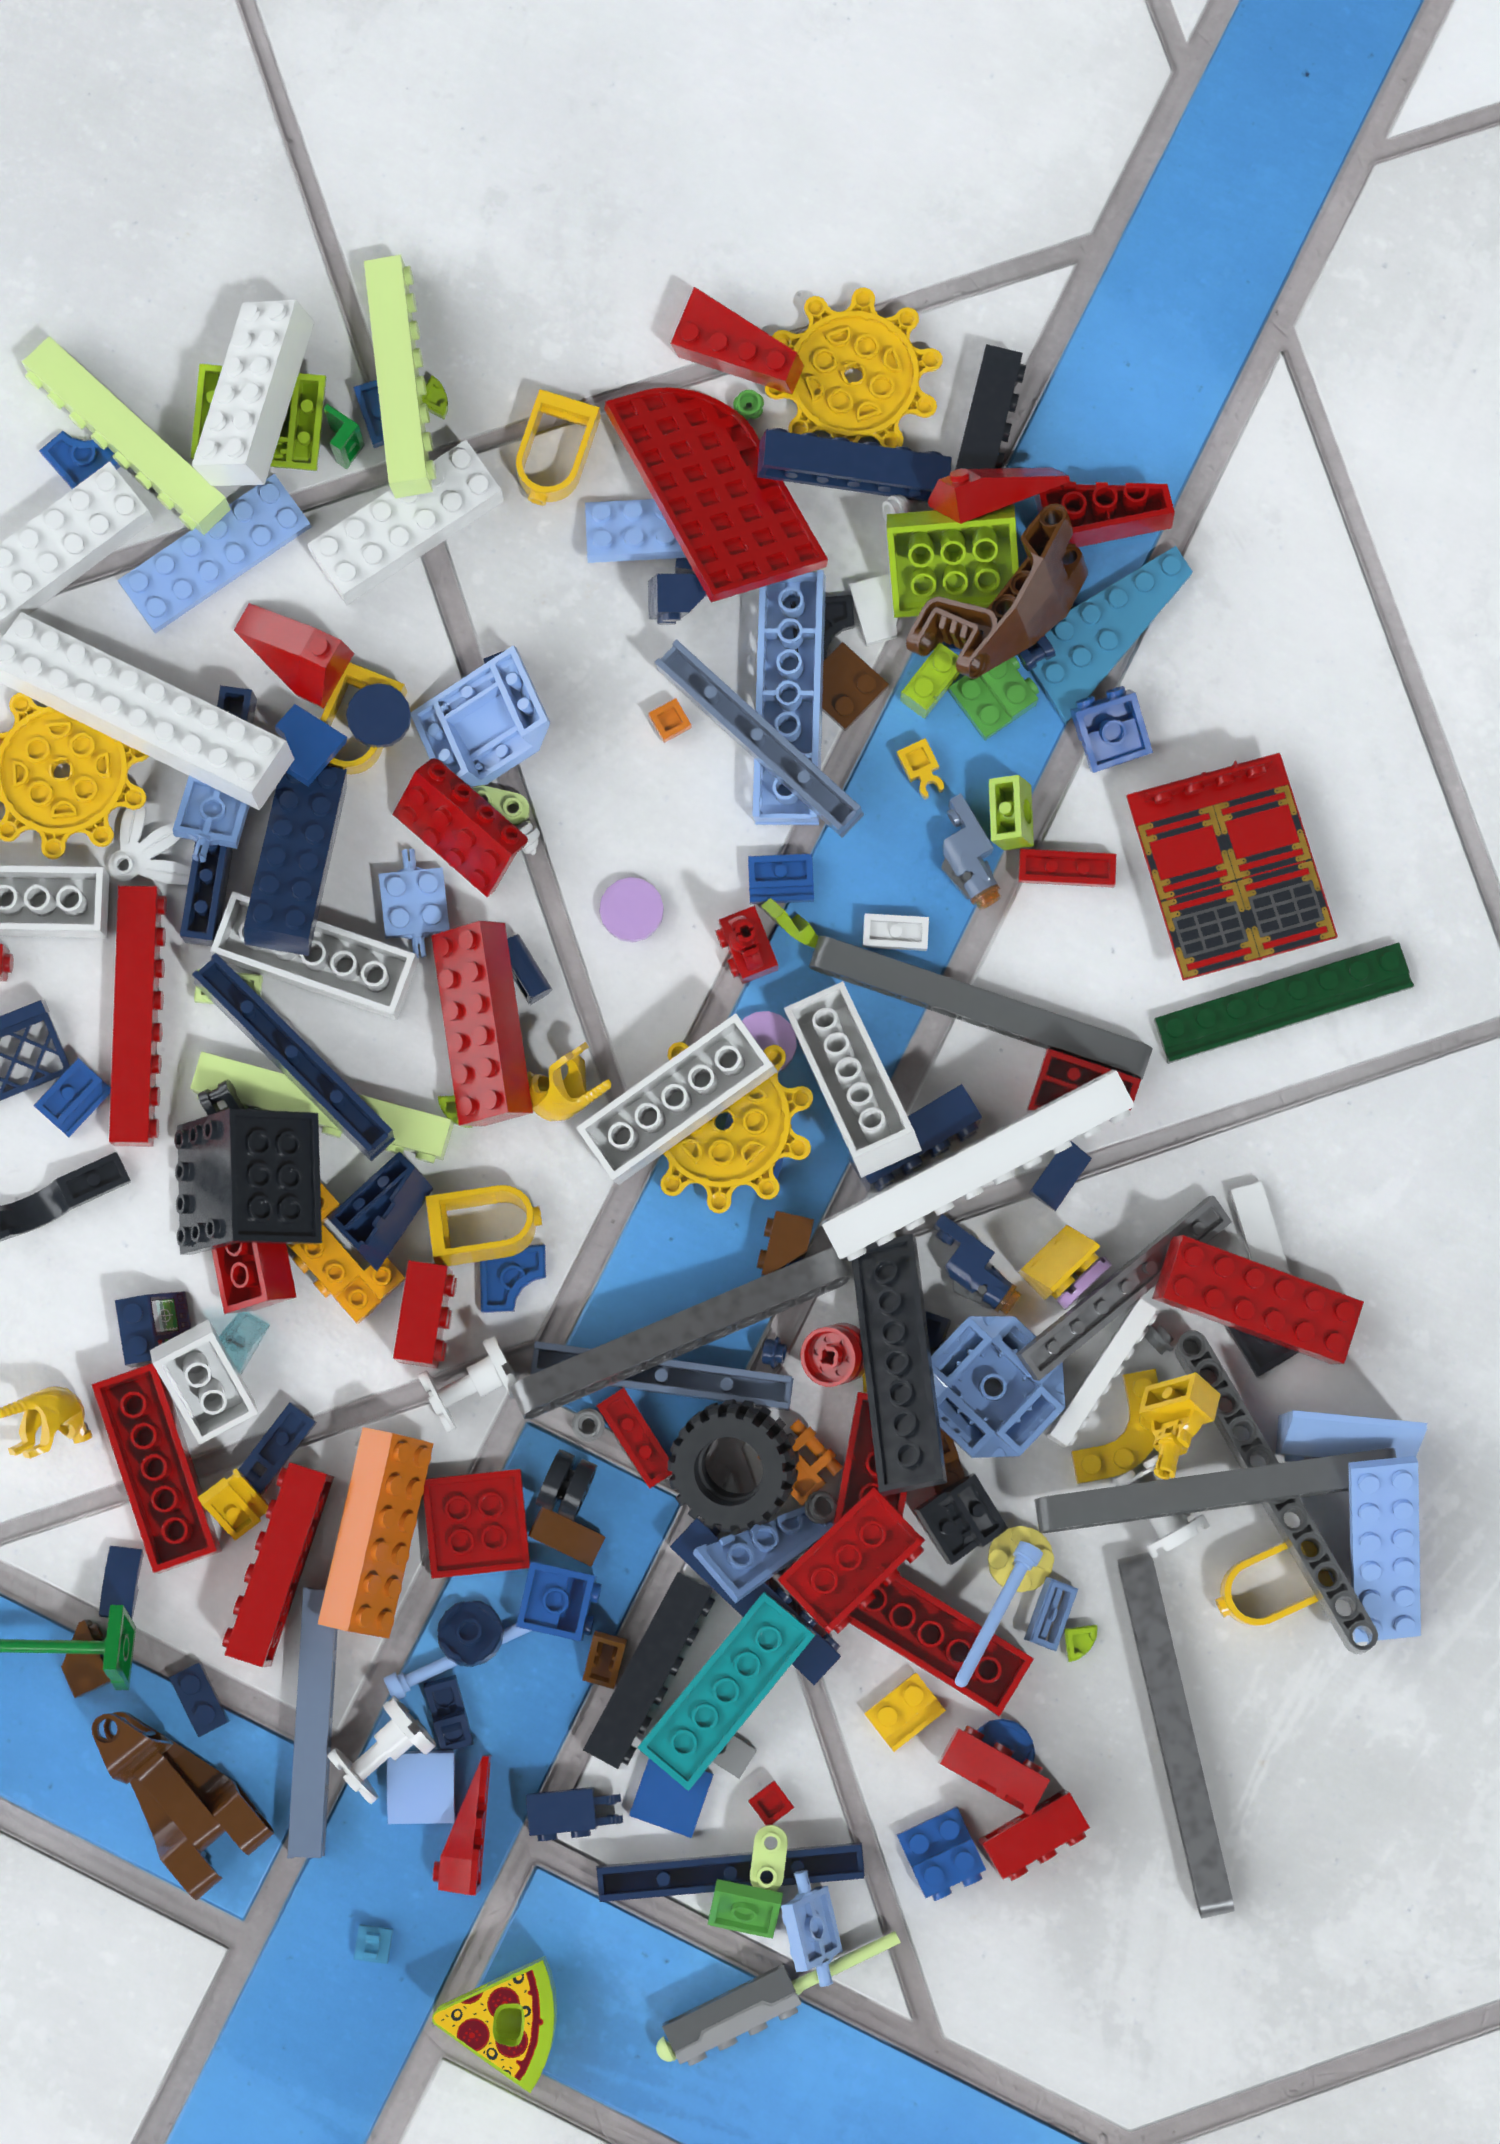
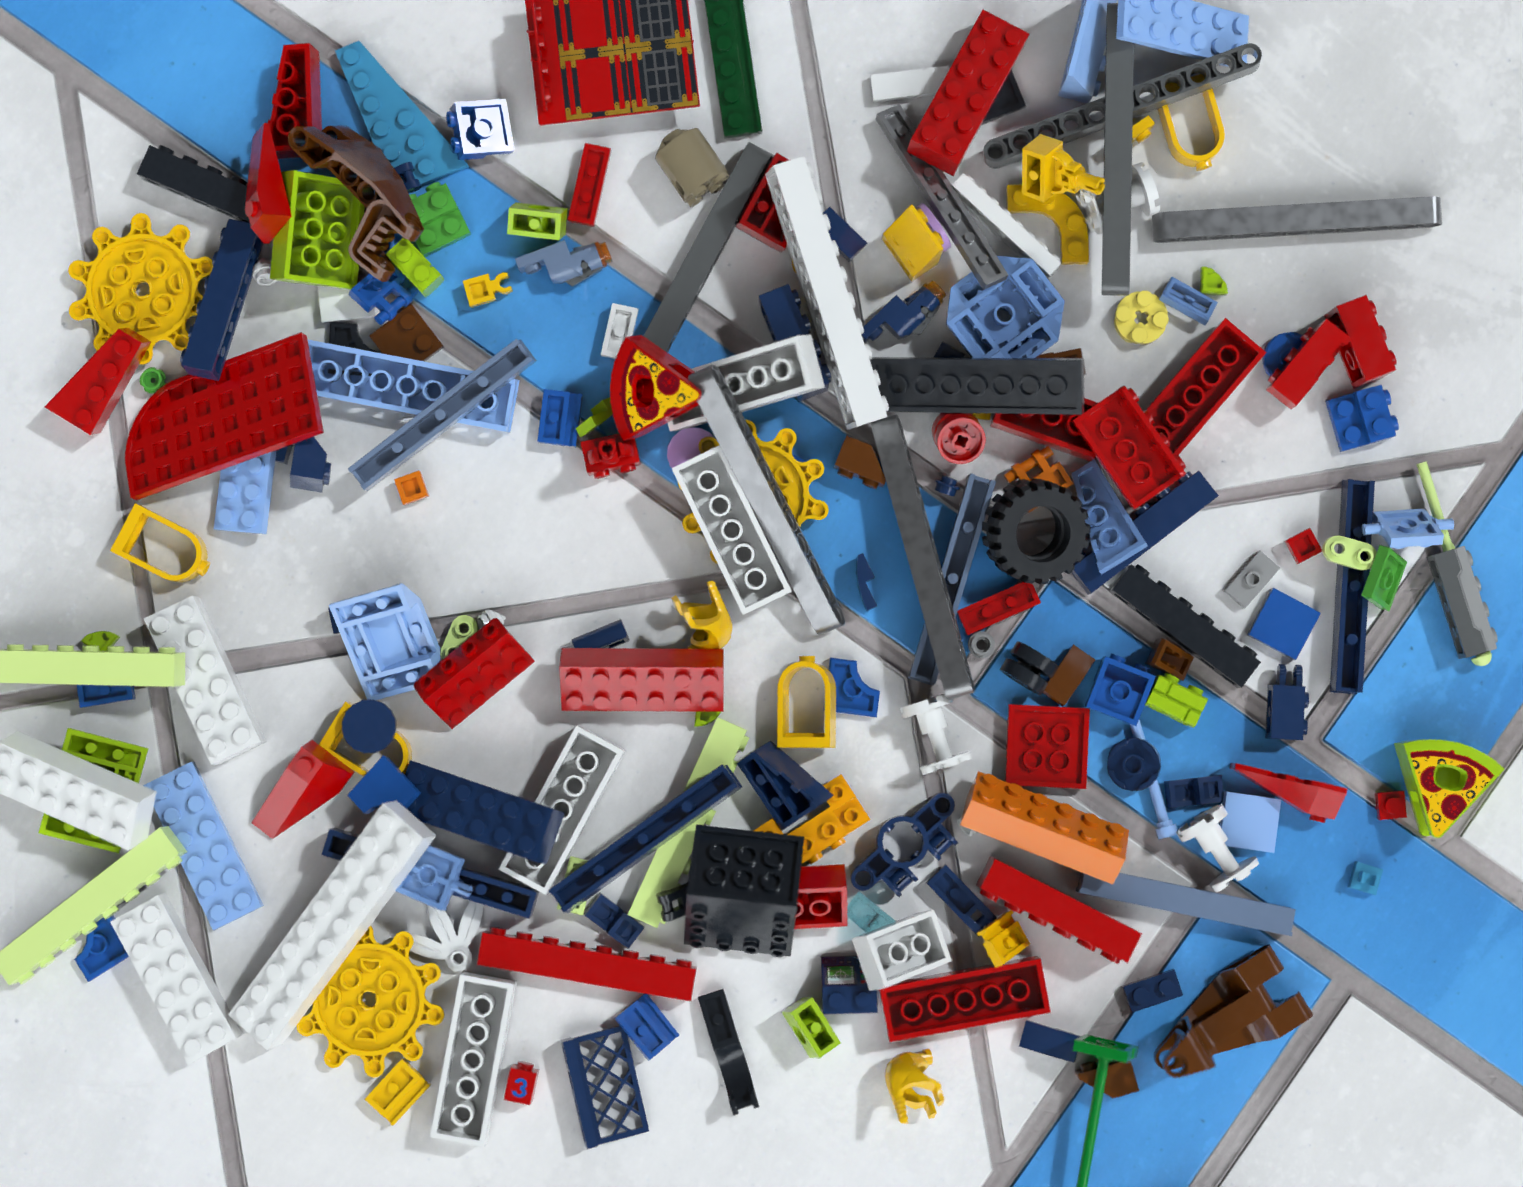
camera: 80 degrees left, 5 degrees up
(97, 1290) = (811, 1027): none -> lime brick
(193, 1038) = (614, 920): none -> dark blue slope
(303, 1346) = (880, 862): none -> dark blue piece
(348, 437) = (123, 716): green panel -> none
(413, 903) = (529, 722): light blue plate -> none
(424, 1314) = (875, 761): red brick -> none
(468, 1962) = (1390, 805): none -> red plate
(556, 1672) = (1175, 700): none -> lime brick
(631, 909) = (564, 544): lavender tile -> none
(650, 1269) = (863, 575): none -> dark blue slope
(717, 1133) = (767, 500): none -> beam
(726, 1690) = (1213, 565): teal plate -> none
(820, 1507) = (1078, 468): dark grey plate -> none
(829, 975) = (648, 388): none -> piece
(891, 634) = (372, 293): none -> blue plate
(904, 1712) = (1246, 429): yellow plate -> none
(961, 1518) = (1104, 358): black slope -> none
(1025, 1558) = (1144, 311): light blue piece -> none
(1110, 982) = (691, 165): none -> dark tan cylinder
(1159, 1338) = (984, 176): dark grey plate -> none
(1250, 1520) = (1142, 129): none -> yellow plate

